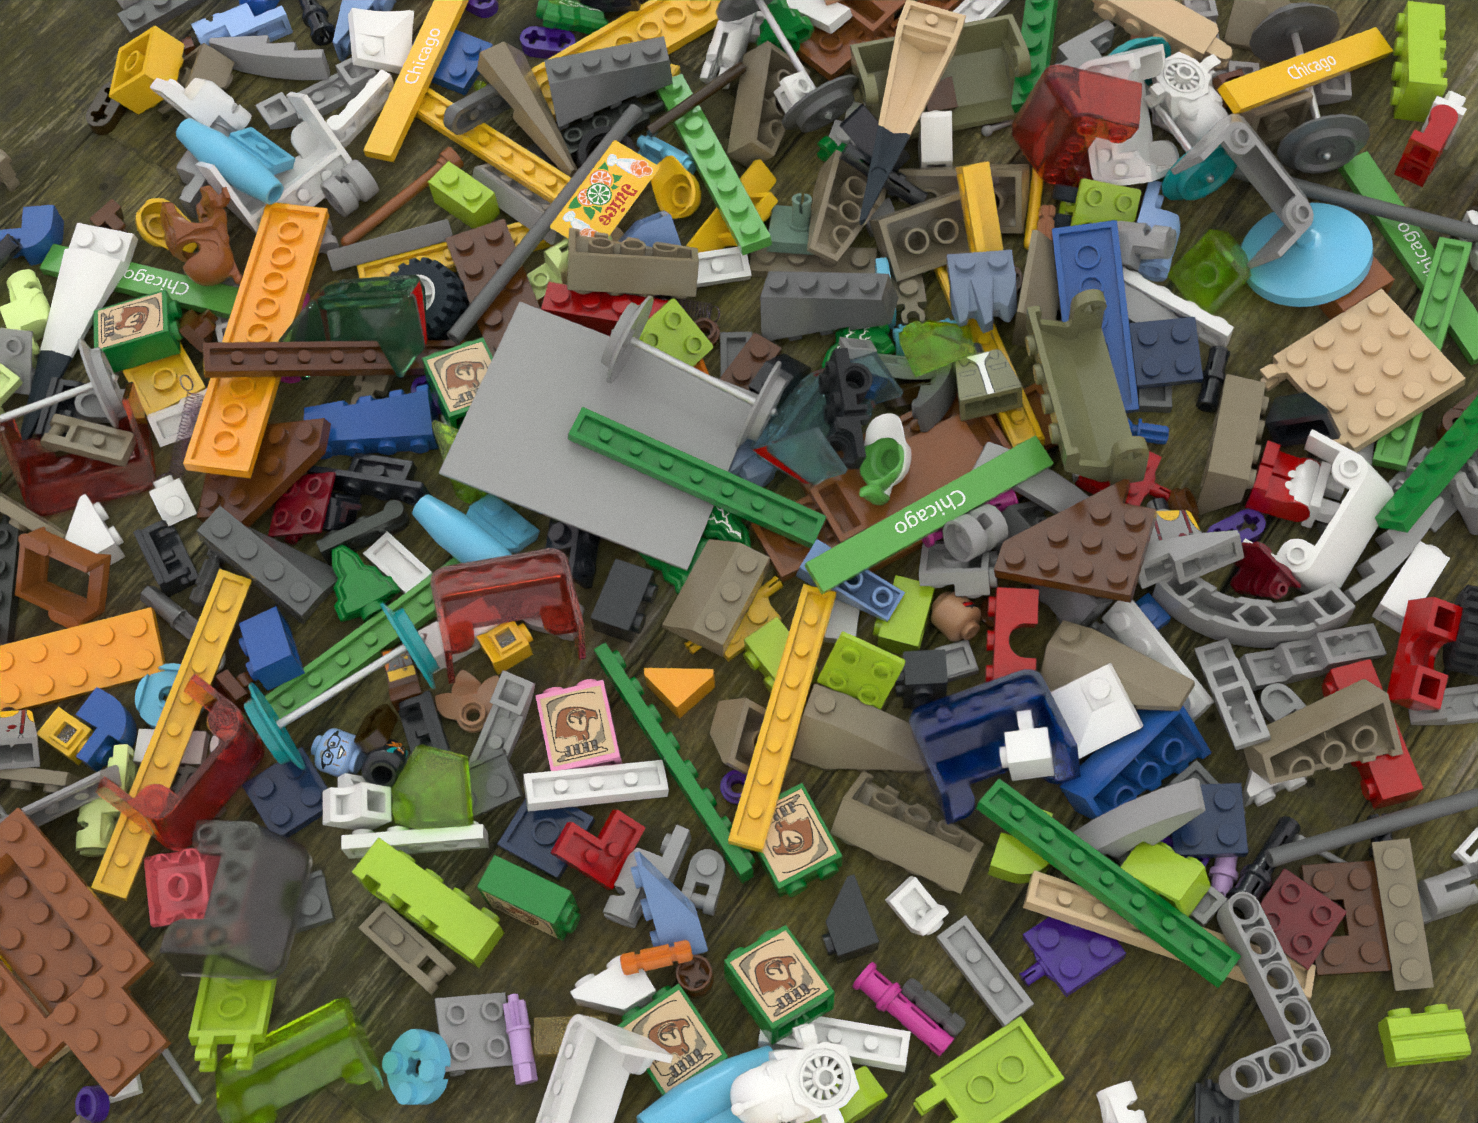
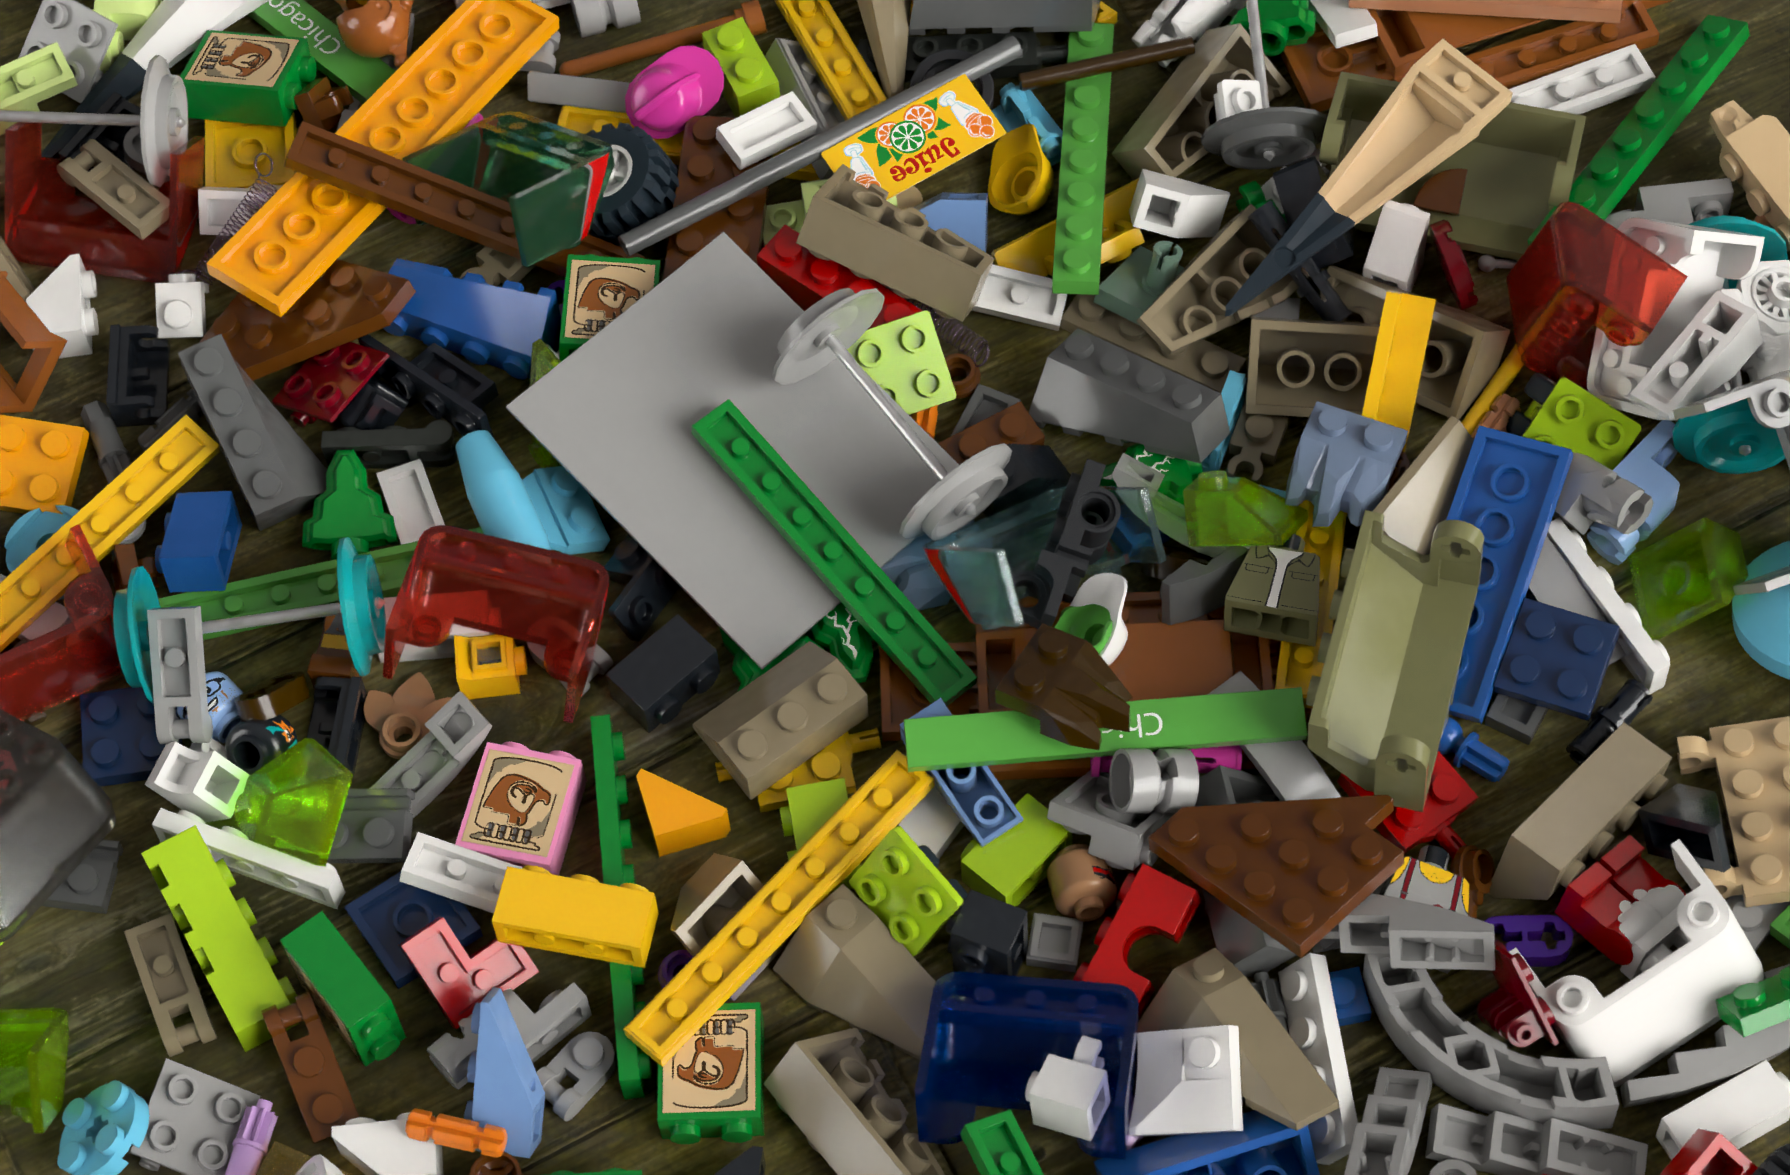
camera: 25 degrees right, 5 degrees down
(311, 741) = (178, 674): none -> light grey plate
(430, 225) = (674, 90): none -> dark pink piece
(504, 227) = (766, 130): none -> white tile
(534, 959) = (311, 1067): none -> reddish brown plate
(658, 781) = (575, 915): none -> yellow brick
(785, 170) = (1177, 206): none -> white slope
(899, 499) = (1066, 689): none -> dark brown plate
(974, 138) = (1453, 265): none -> dark red tile
(1162, 131) = (1701, 357): none -> white slope

